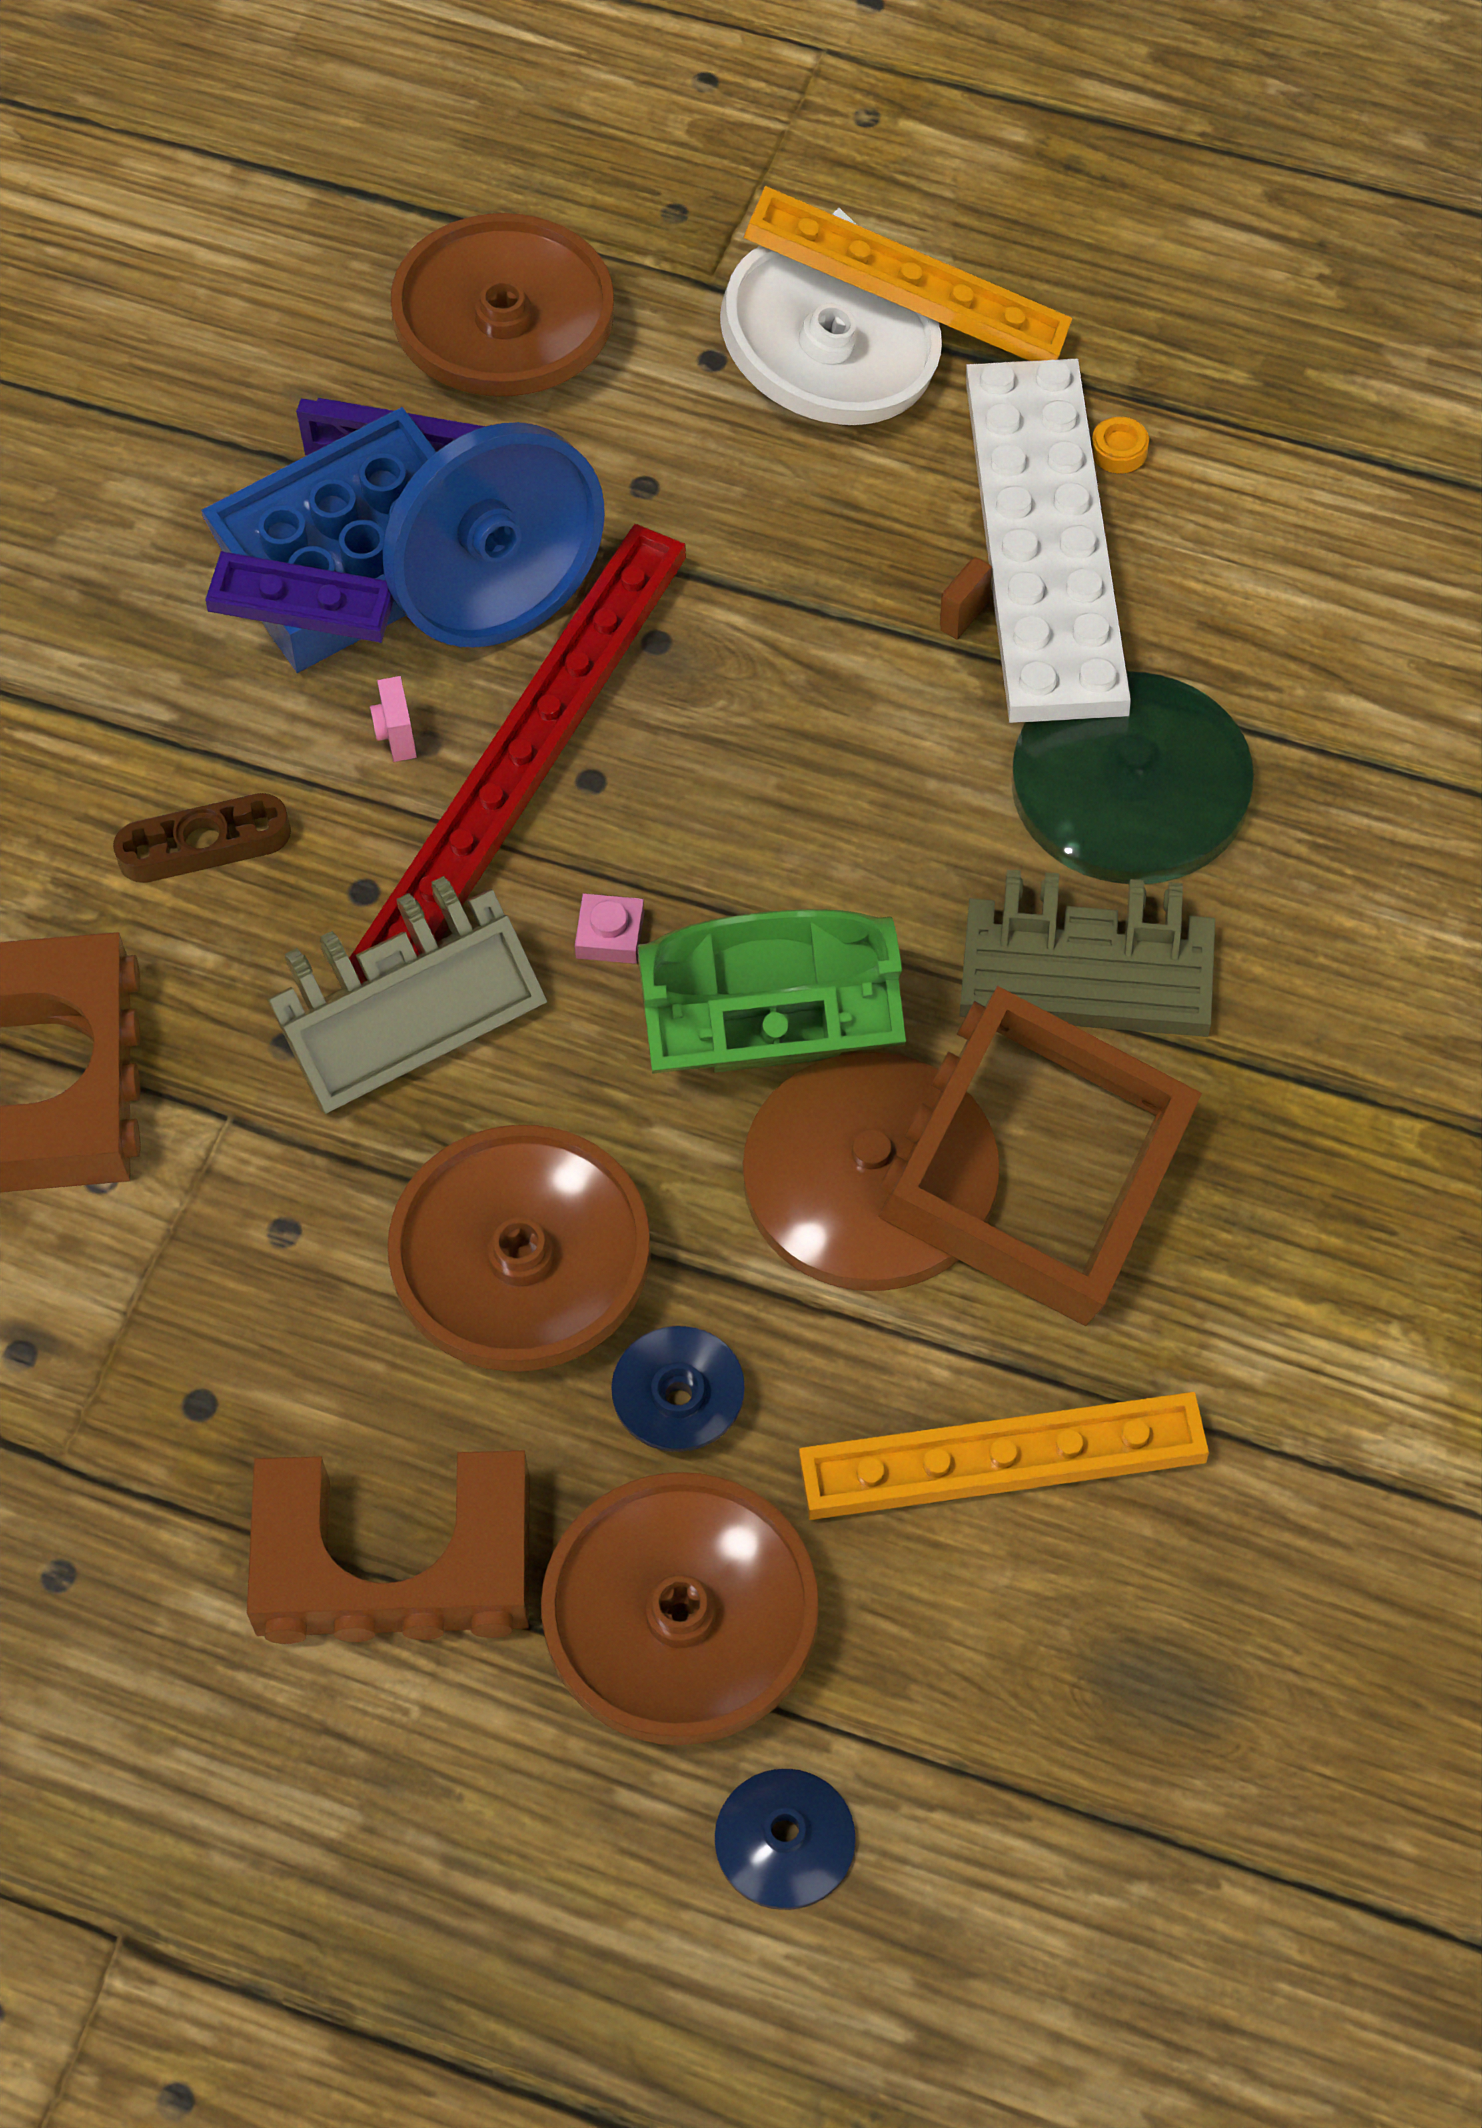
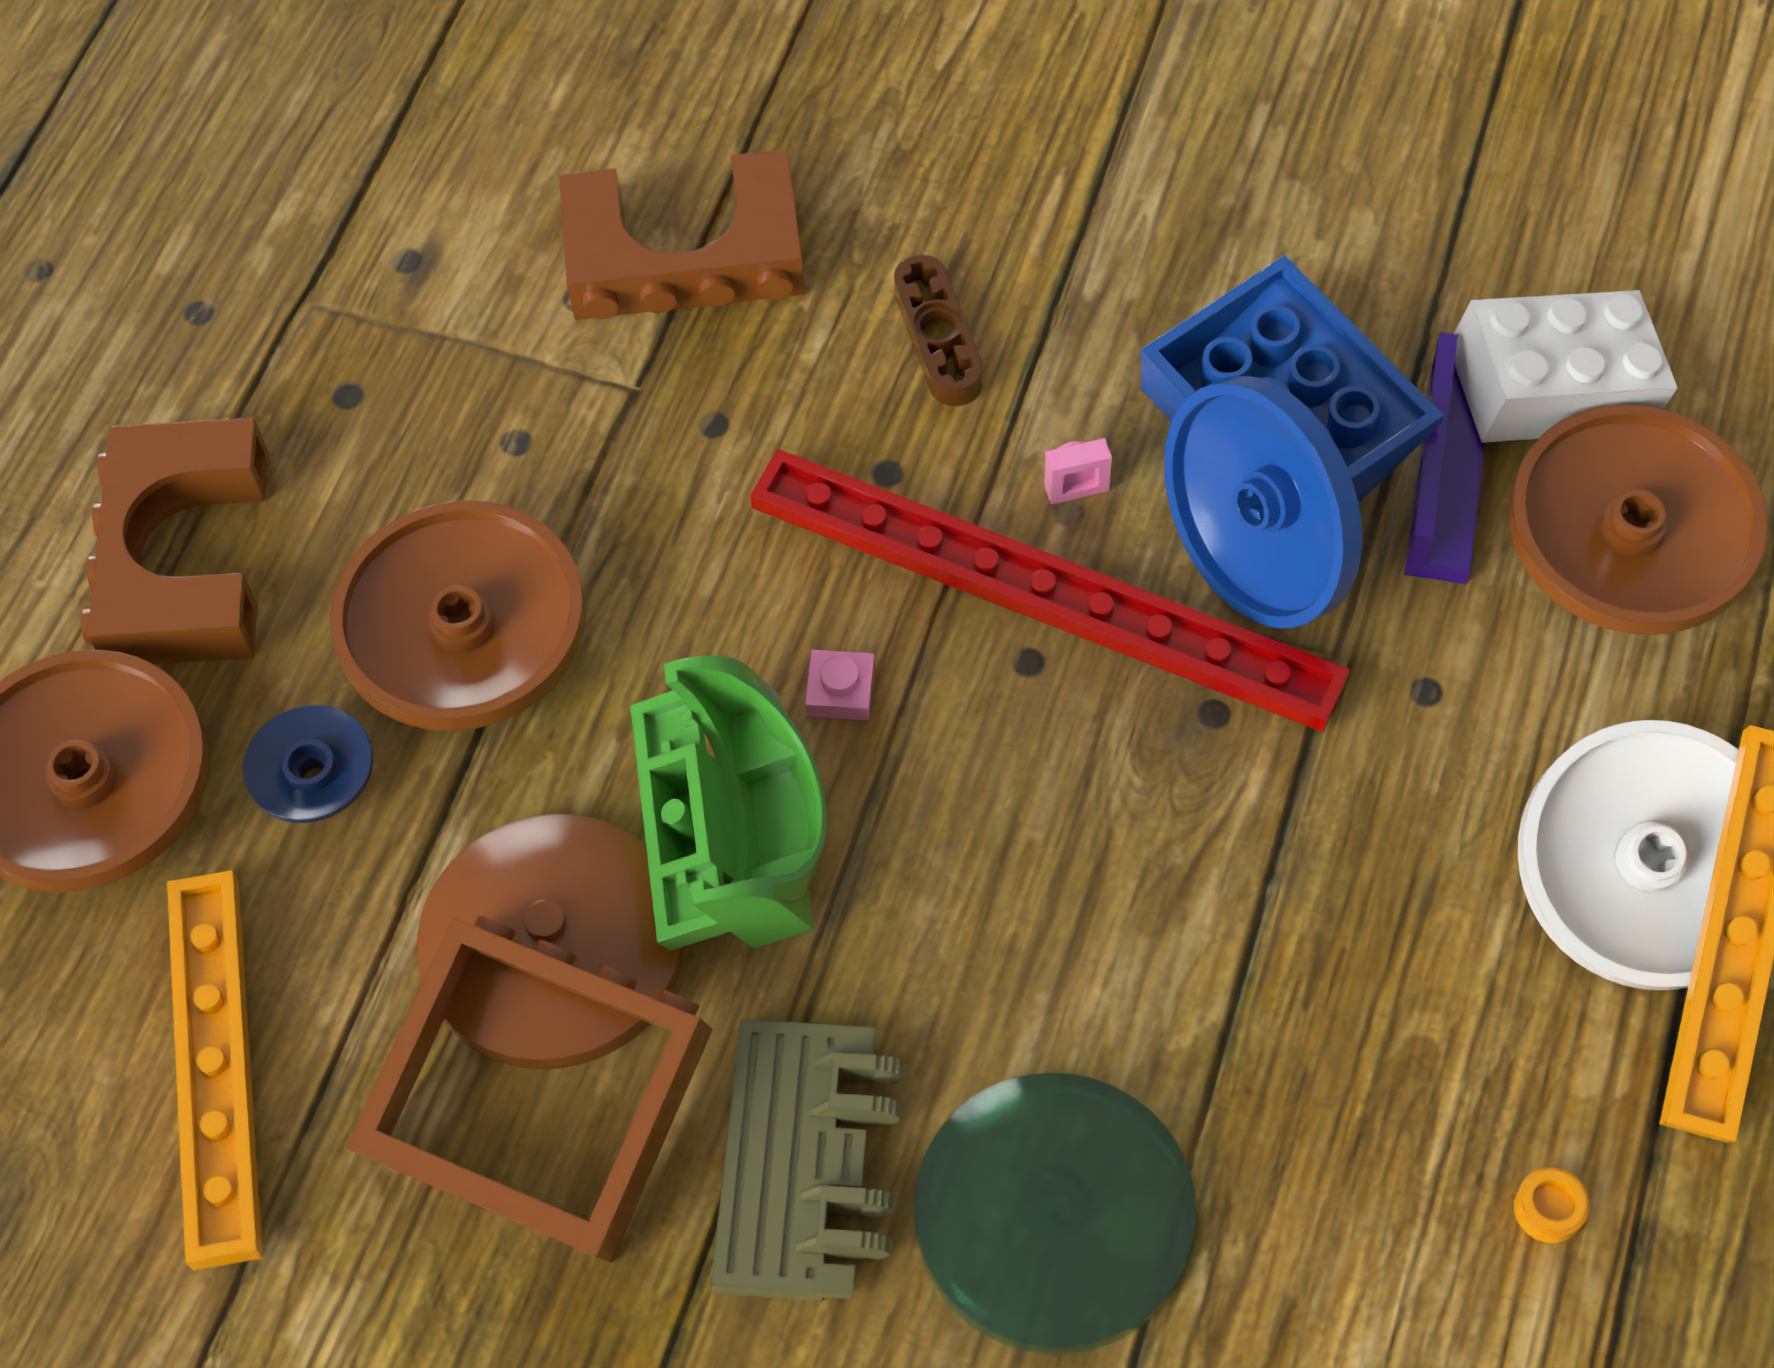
camera: 90 degrees right, 0 degrees up
(300, 596) = (1179, 341): dark purple tile -> none
(335, 333) = (1555, 356): none -> white brick
(410, 1003) = (721, 492): olive hinge -> none
(965, 597) = (1282, 1017): dark orange tile -> none
(1046, 542) = (1381, 1105): white plate -> none

